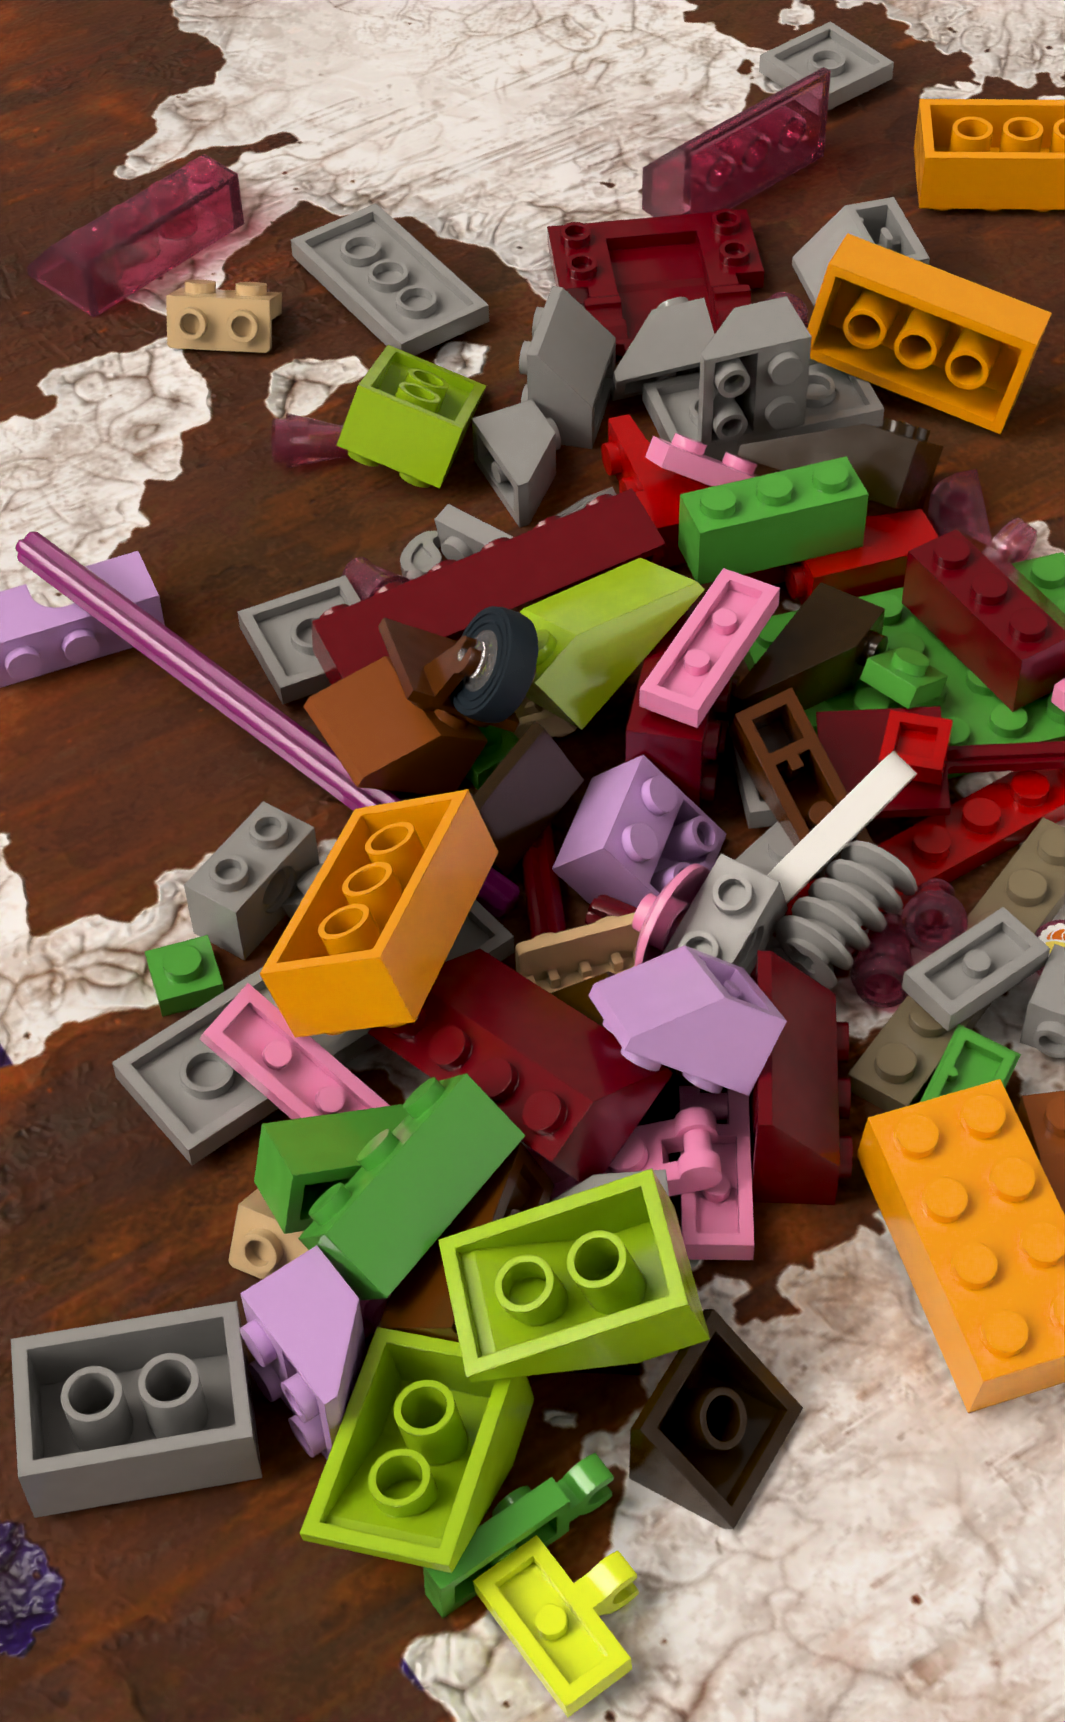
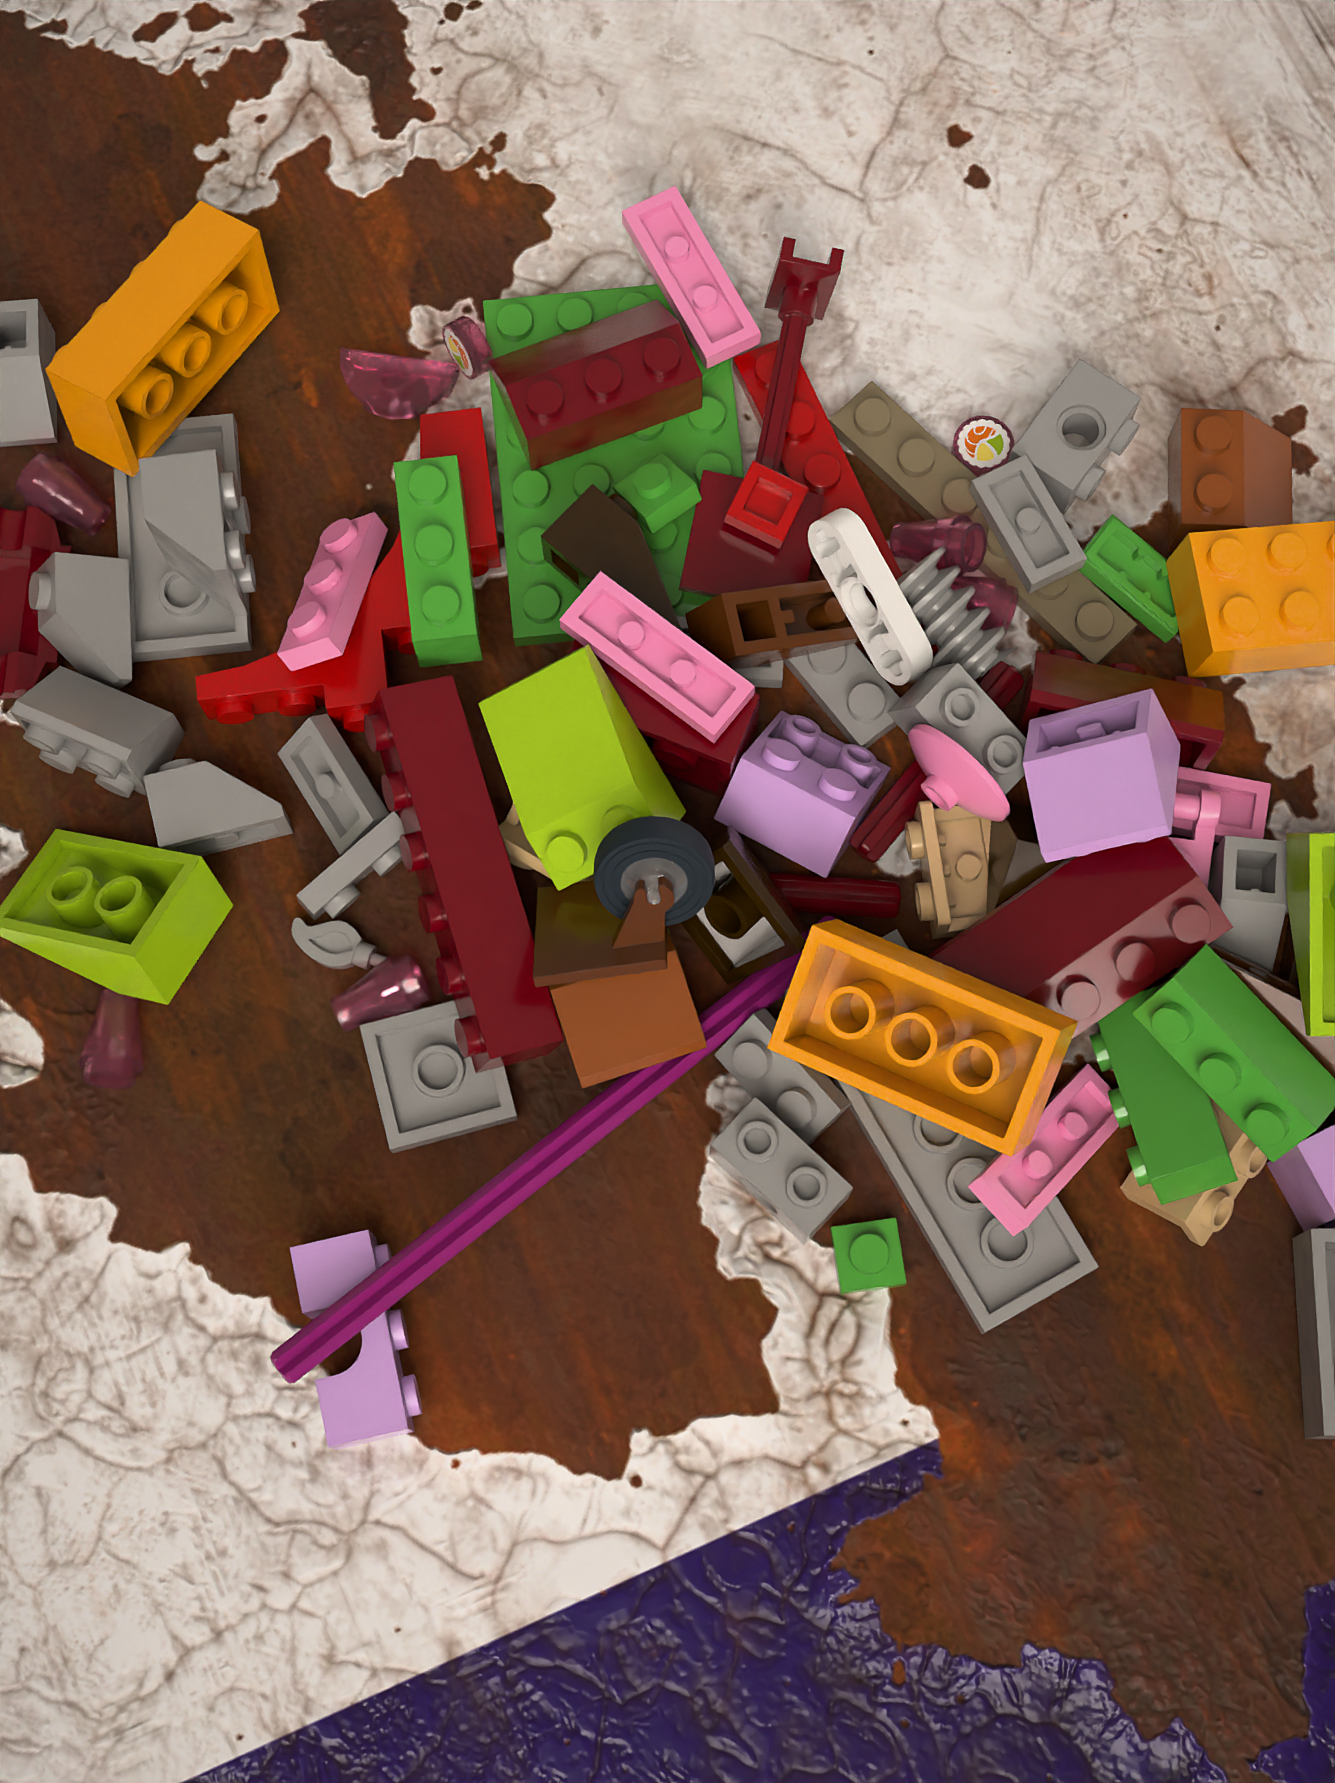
camera: 80 degrees left, 25 degrees up
(890, 460) = (329, 467): dark brown slope -> none

